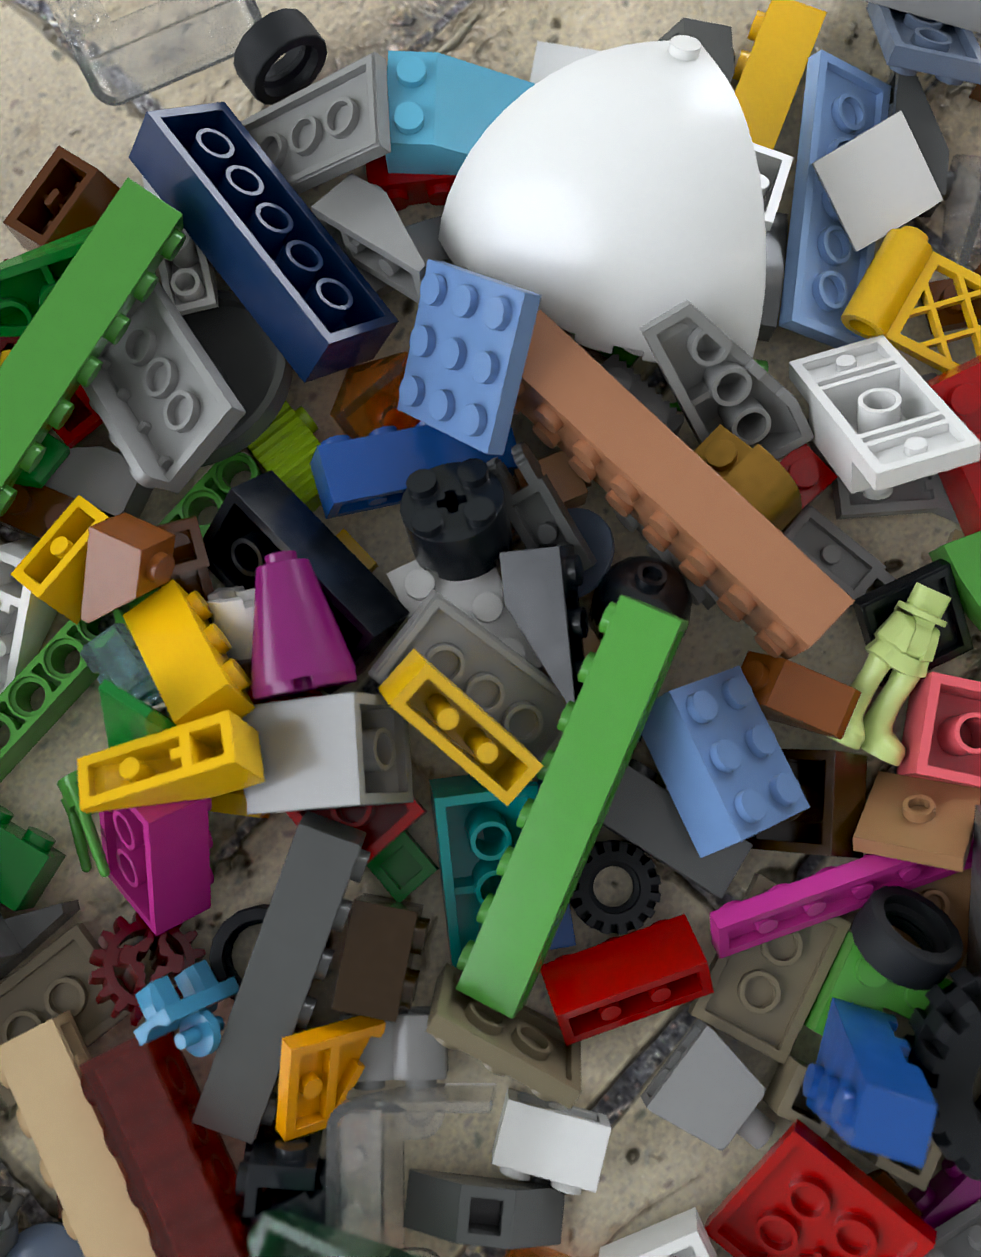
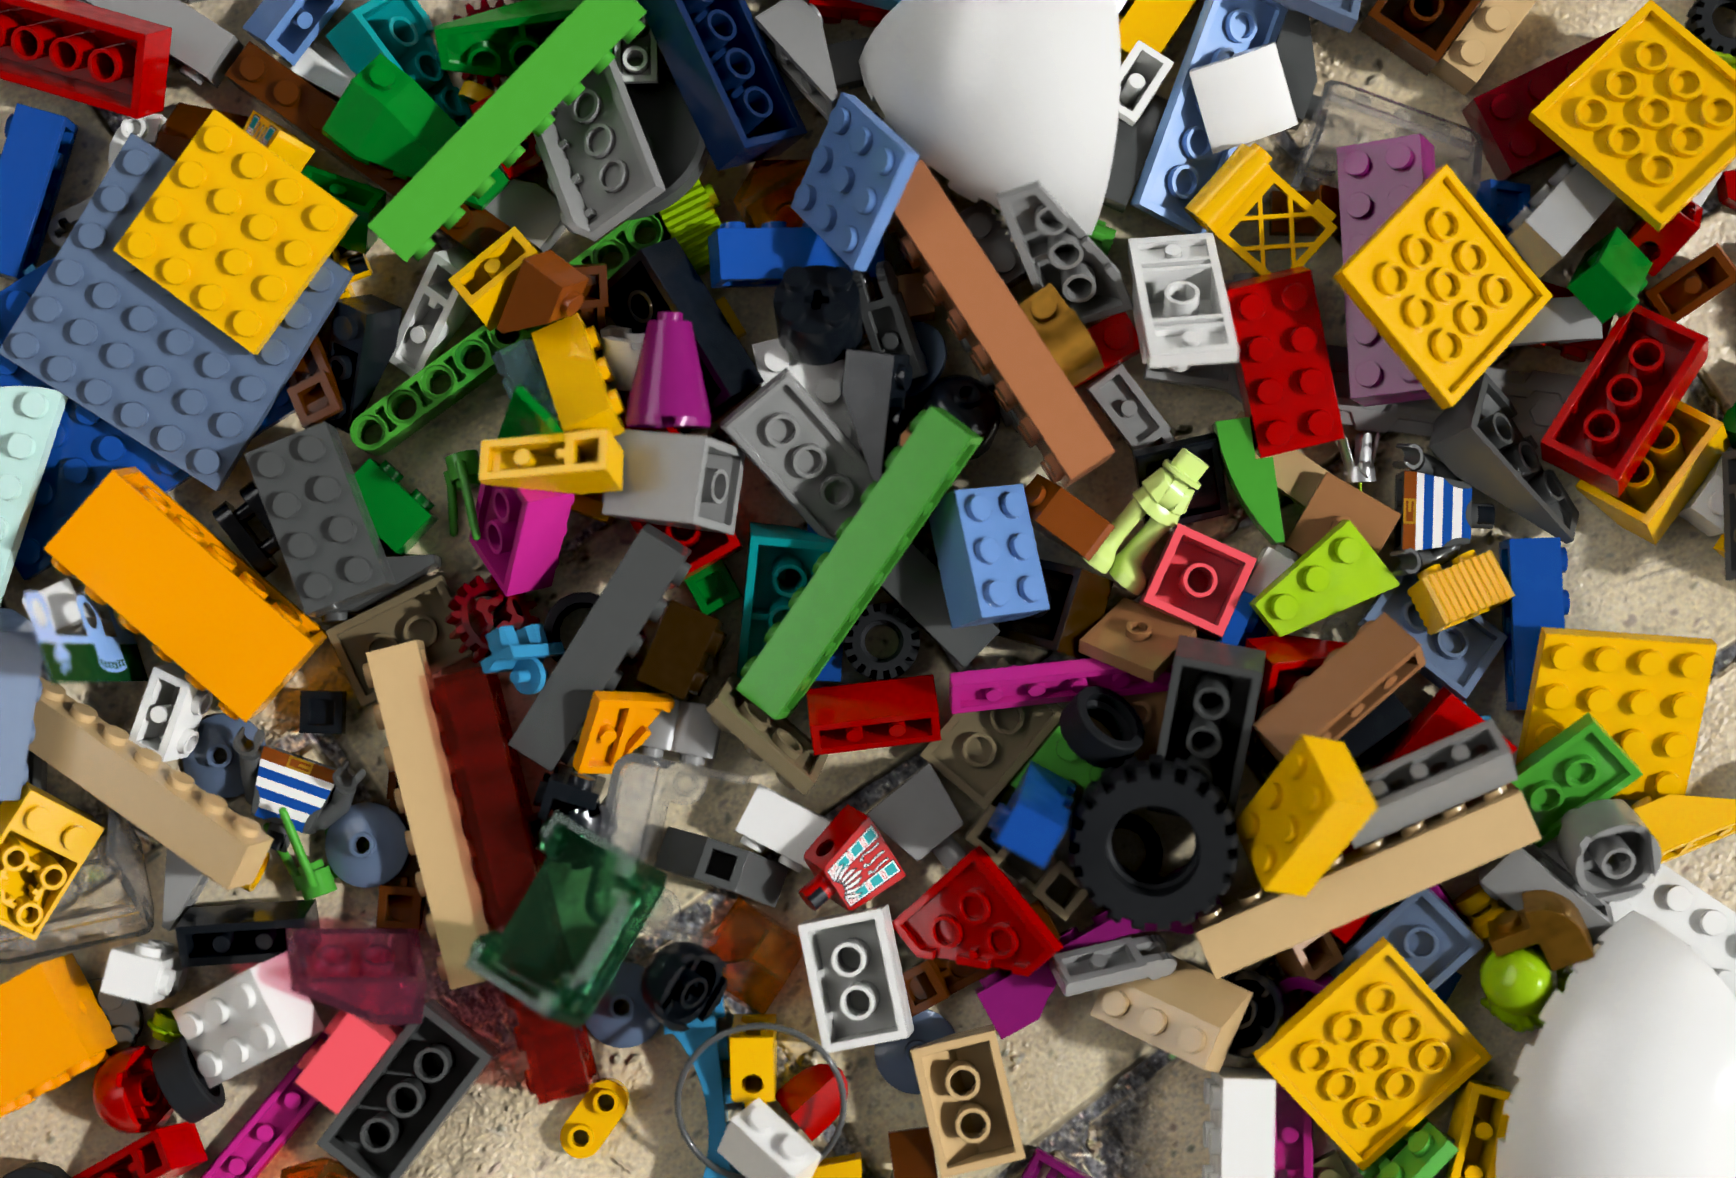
camera: 15 degrees right, 5 degrees up
(459, 727) = (783, 482): yellow brick -> none
(640, 1175) = (849, 863): none -> red torso

